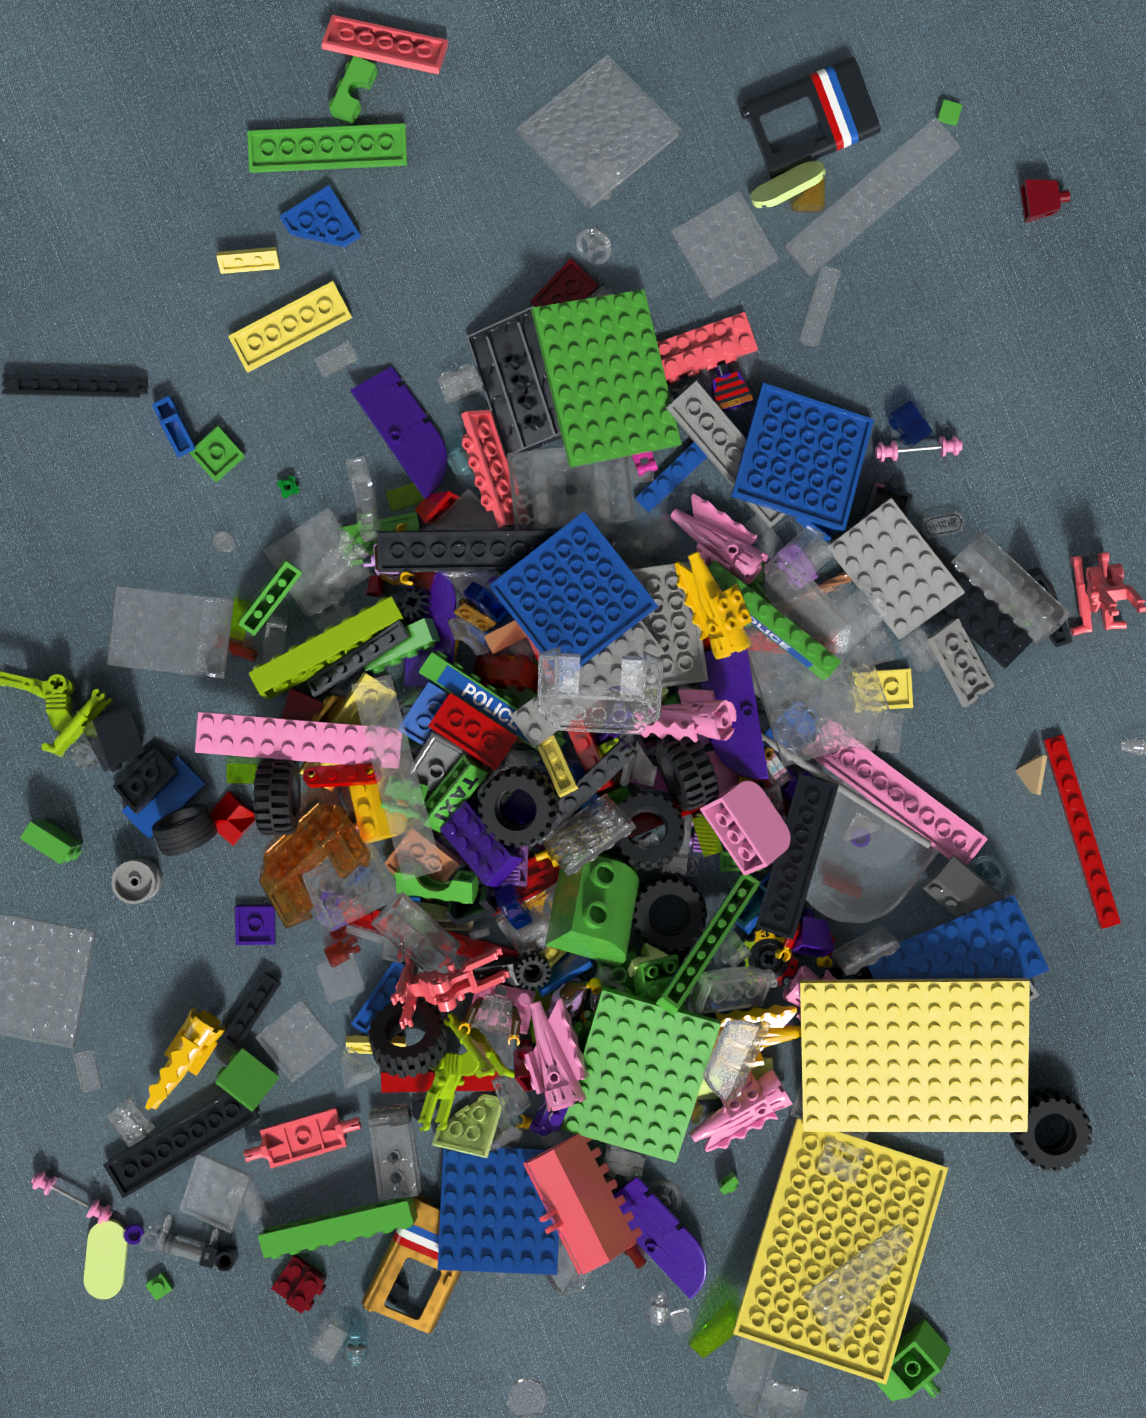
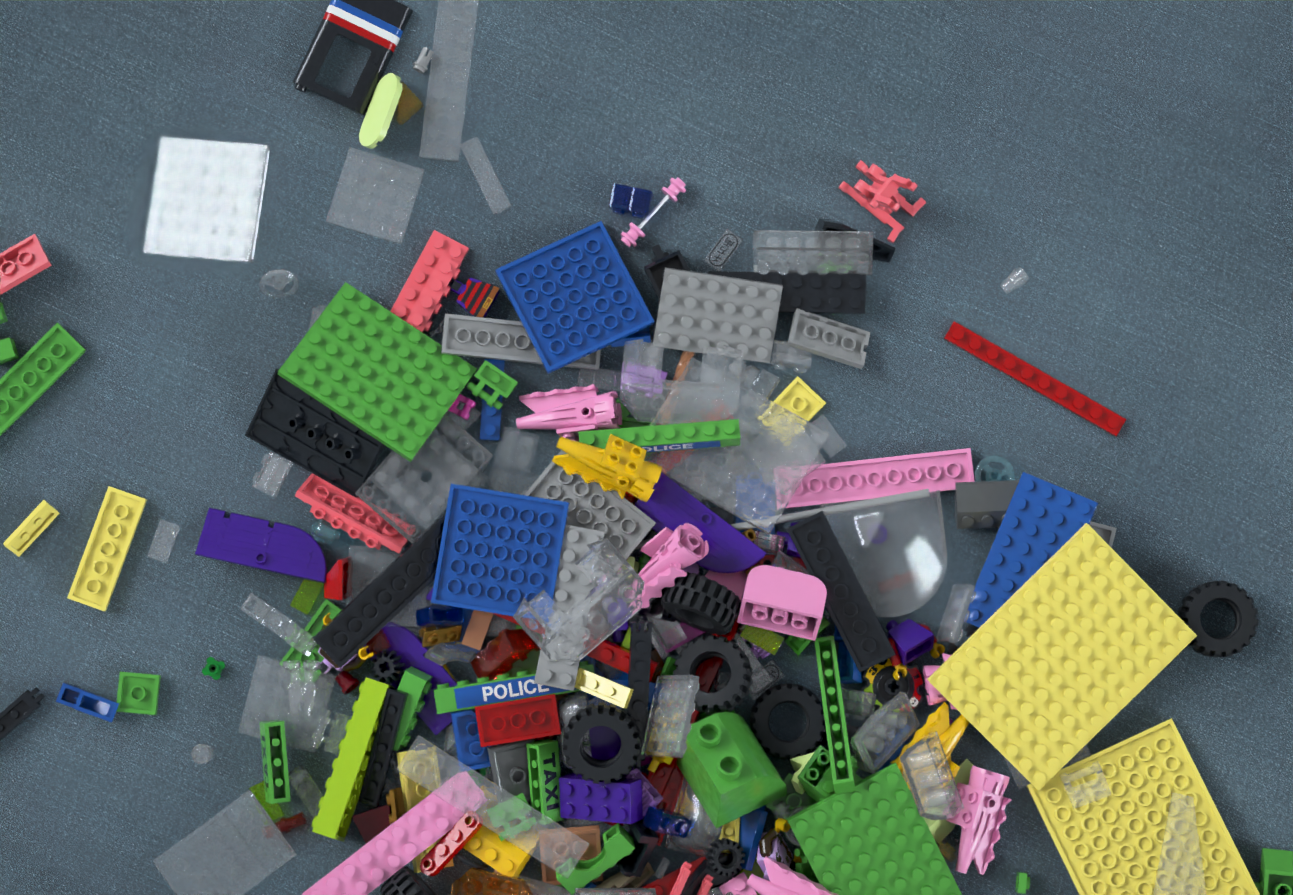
camera: 40 degrees left, 5 degrees down
(321, 220) = (59, 448): blue plate -> none
(566, 285) = (286, 331): dark red tile -> none
(687, 463) = (496, 380): none -> bright green plate
(851, 177) = (422, 61): none -> light grey pin
(1033, 773) = (958, 370): tan slope -> none

